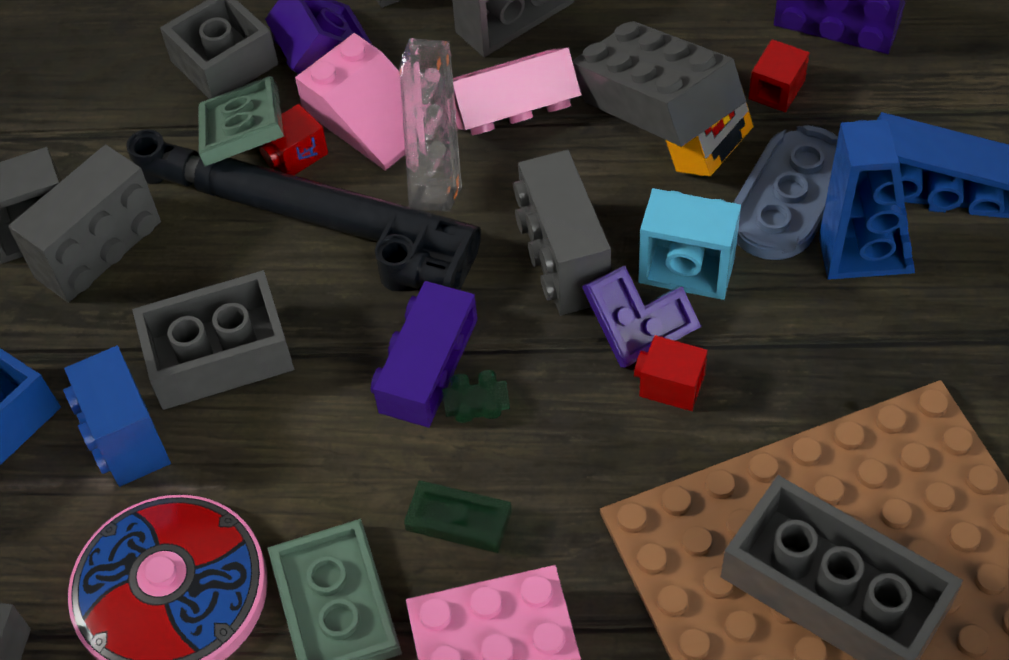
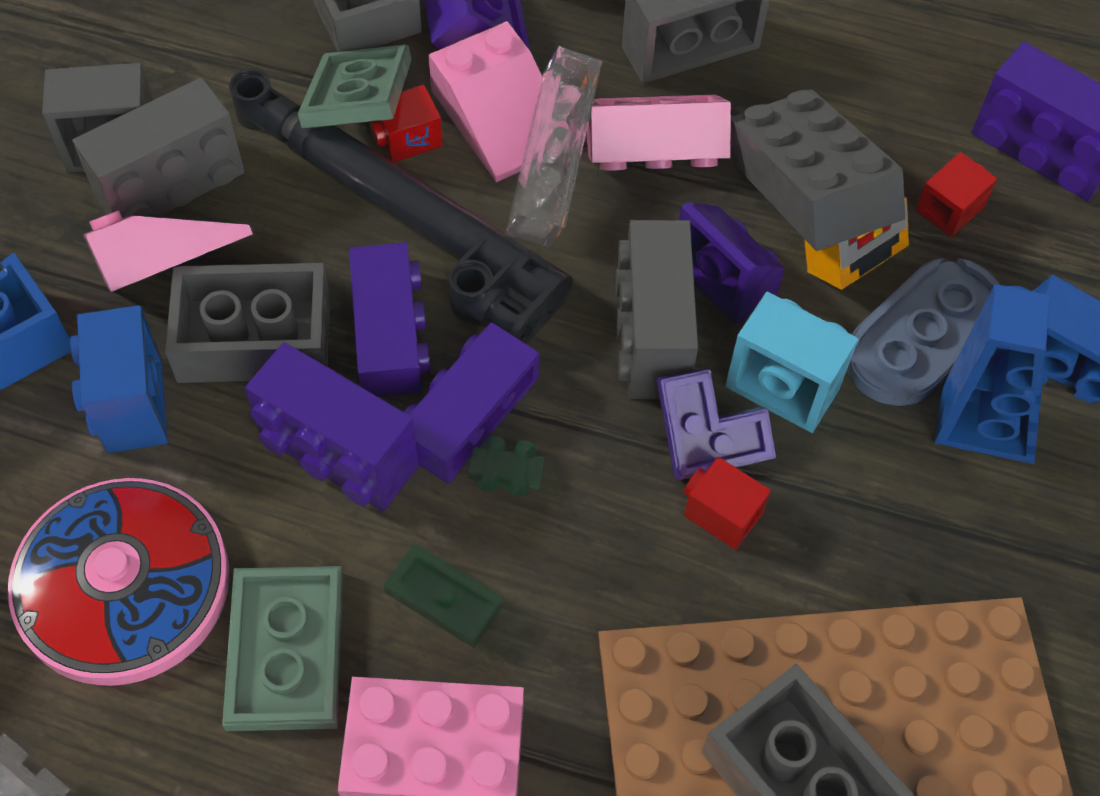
camera: 10 degrees right, 5 degrees up
(97, 299) = (144, 246): none -> bright pink slope
(317, 403) = (333, 427): none -> dark purple brick
(332, 306) = (387, 319): none -> dark purple brick
(614, 181) = (729, 262): none -> dark purple slope

